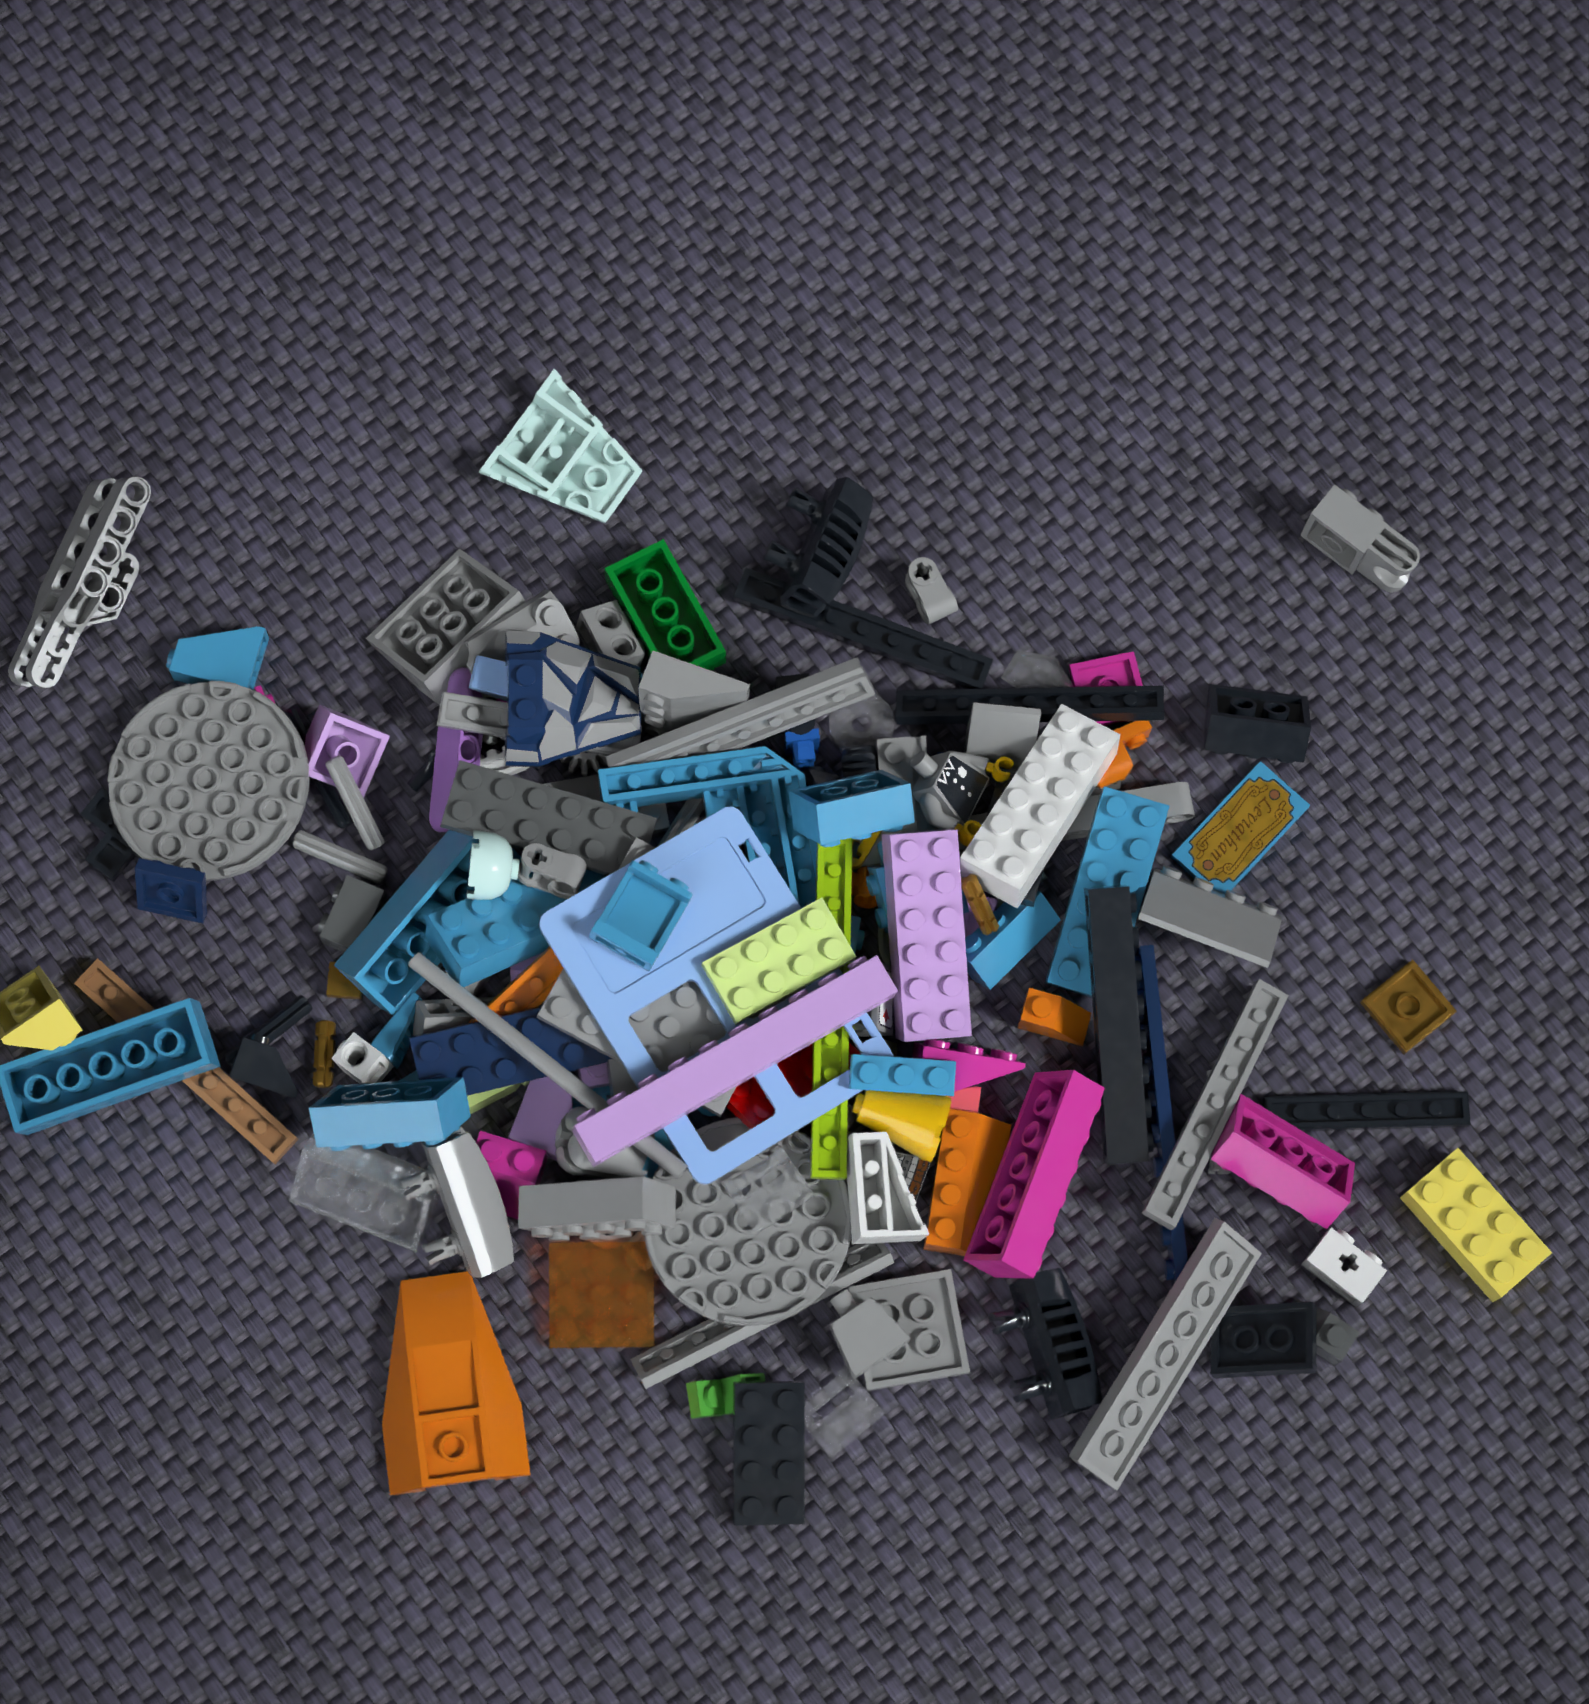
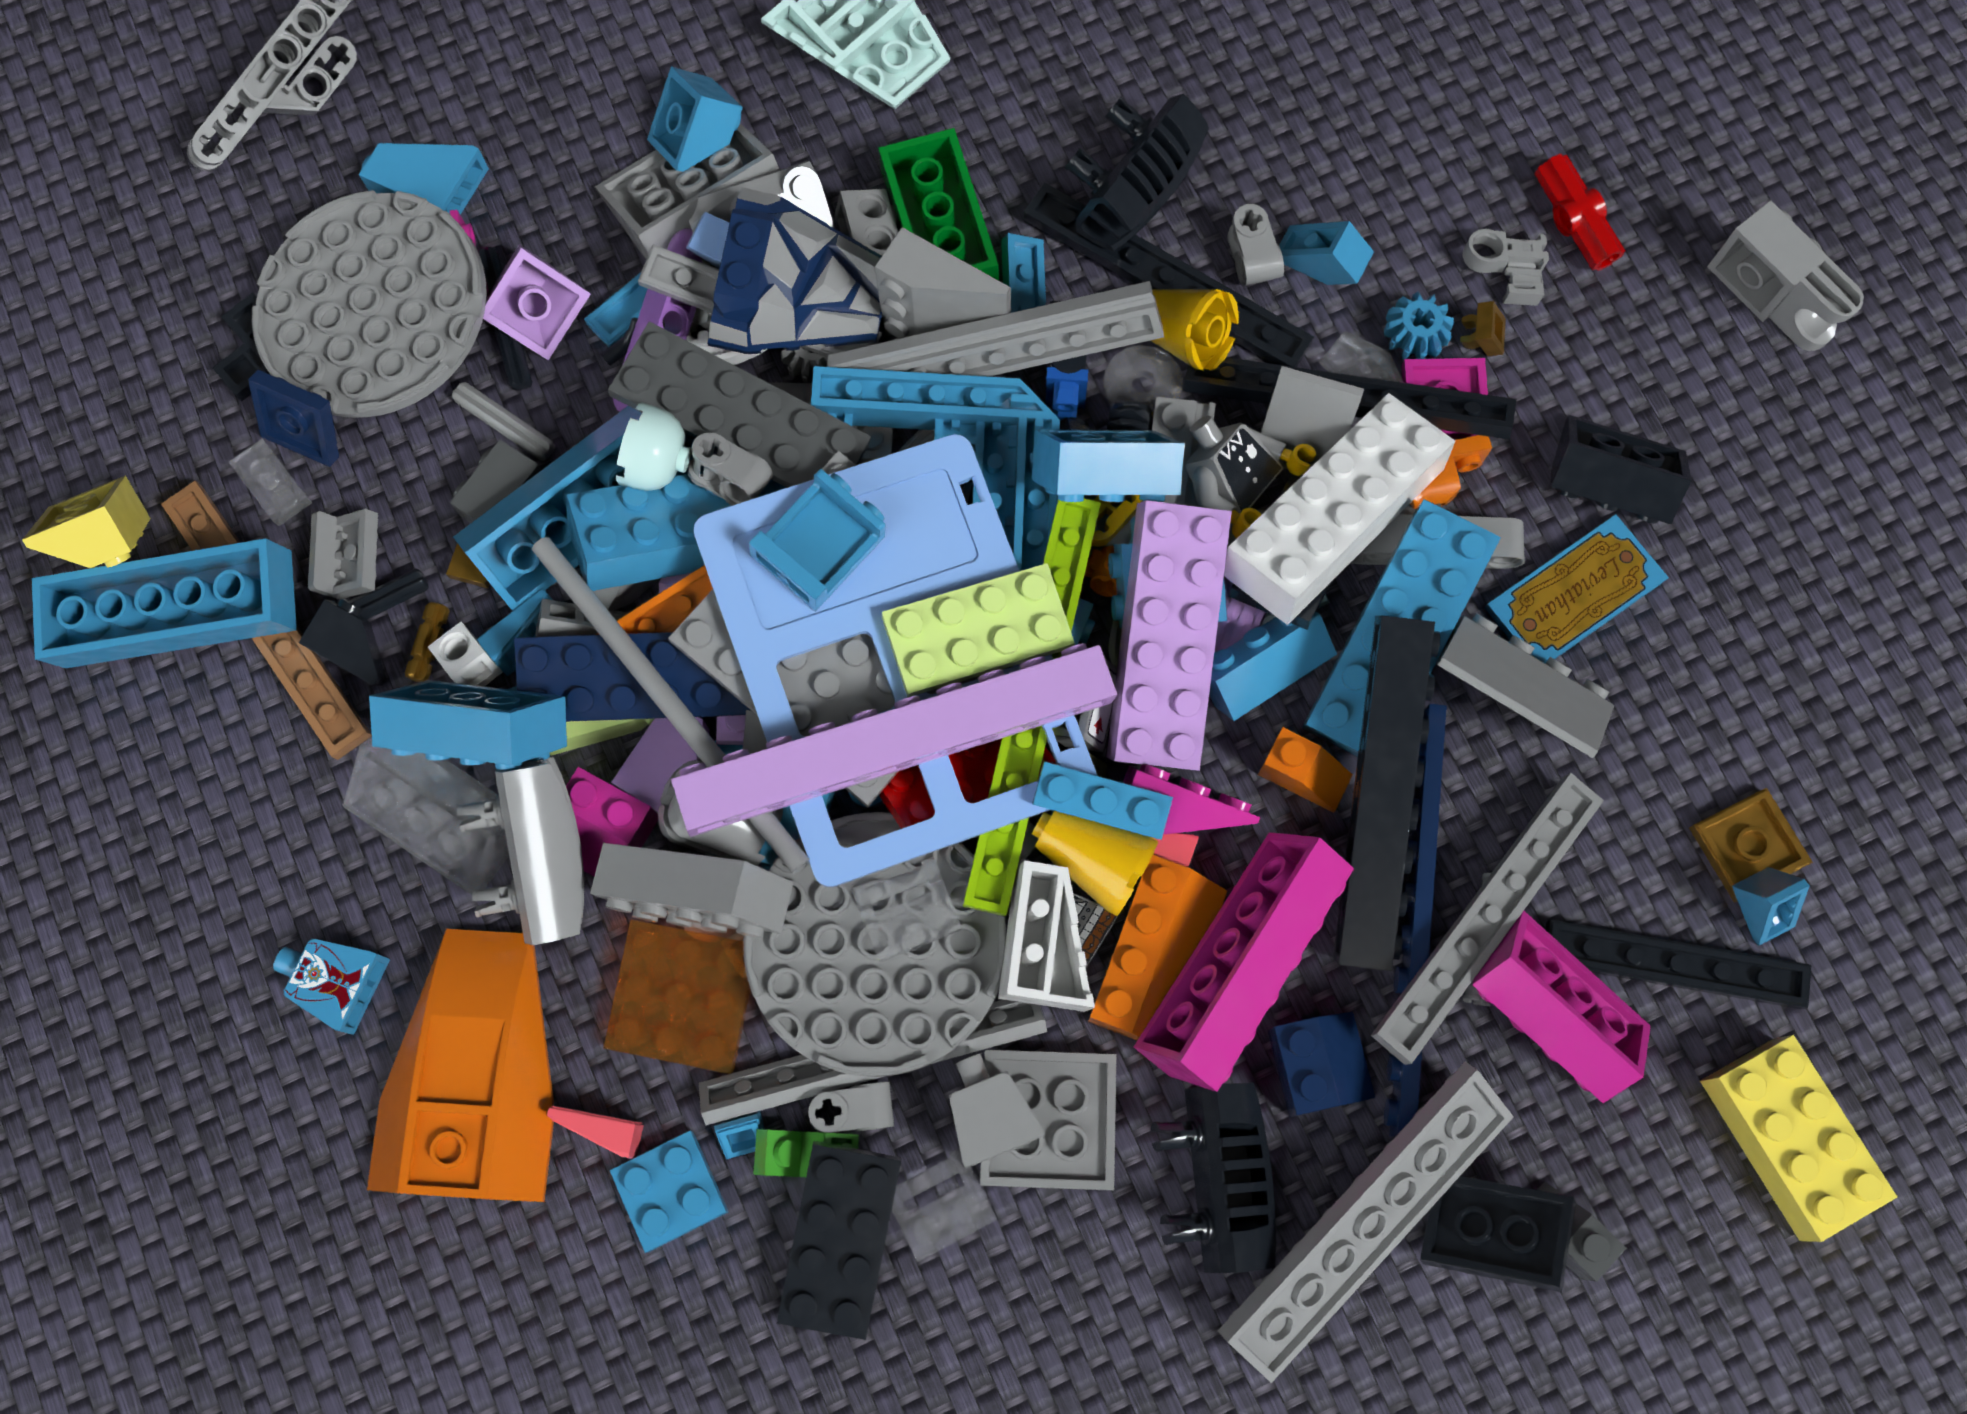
camera: 20 degrees right, 0 degrees up
(159, 946) = (270, 482): none -> clear plate
(239, 994) = (343, 553): none -> light grey bracket
(319, 1339) = (331, 981): none -> dark azure torso
(354, 802) = (531, 360): light grey axle -> none
(416, 743) = (614, 315): none -> dark azure tile
(440, 568) = (693, 119): none -> dark azure slope
(570, 1410) = (612, 1133): none -> coral slope
(626, 1446) = (669, 1191): none -> dark azure plate
(671, 1391) = (739, 1134): none -> dark azure slope
(746, 654) = (1024, 271): none -> dark azure plate
(761, 1353) = (861, 1108): none -> light grey piece
(892, 668) = (1197, 325): none -> yellow cone
(979, 904) = (1240, 611): pearl gold axle -> none
(988, 584) = (1326, 252): none -> dark azure slope
(1073, 623) = (1418, 326): none -> dark azure gear
(1109, 1243) = (1320, 1063): none -> dark blue slope
(1133, 625) = (1489, 329): none -> pearl gold tile
(1147, 561) = (1521, 261): none -> light grey piece
(1188, 510) = (1579, 212): none -> red piece
(1326, 1264) = (1593, 1146): white brick -> none
(1428, 1050) = (1770, 902): none -> dark azure slope

